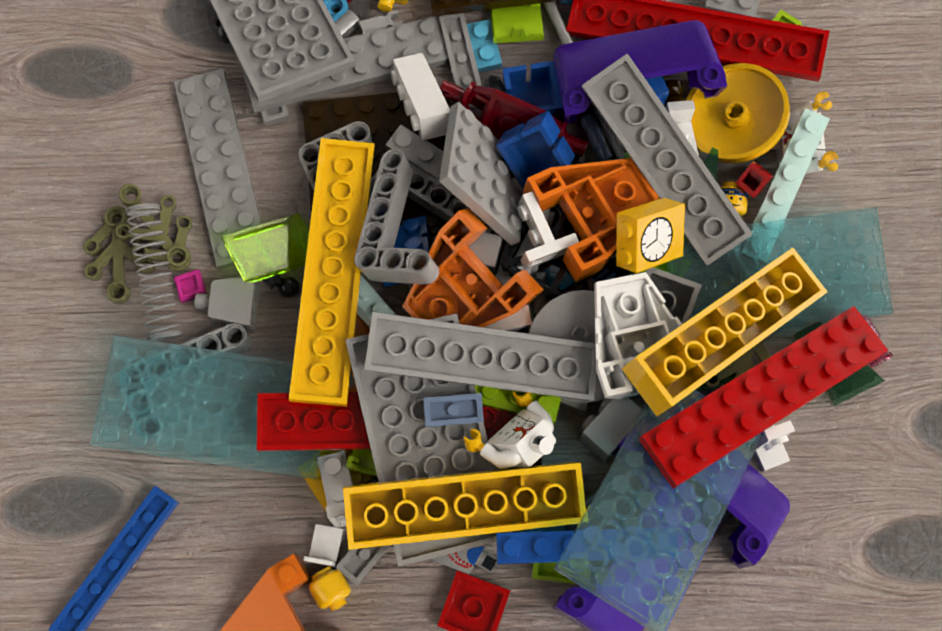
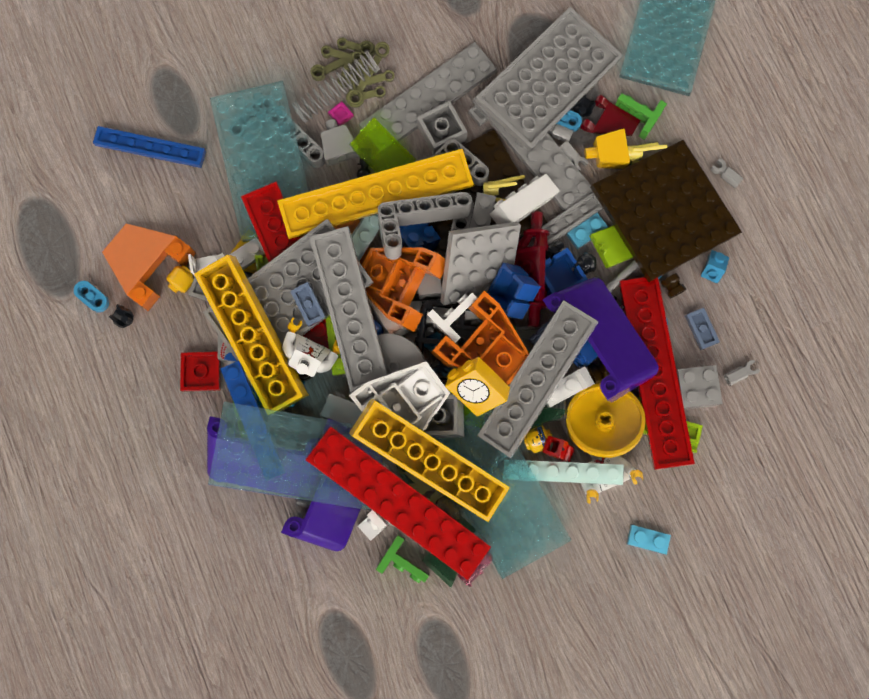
camera: 65 degrees right, 5 degrees up
(273, 162) = (440, 126): none -> light grey brick
(384, 128) = (492, 187): none -> light yellow plant
(525, 56) = (587, 263): none -> black arm
(782, 338) = (450, 507): none -> clear smoke head
(819, 439) = (401, 563): none -> bright green bracket
(897, 125) = (648, 539): none -> medium azure plate

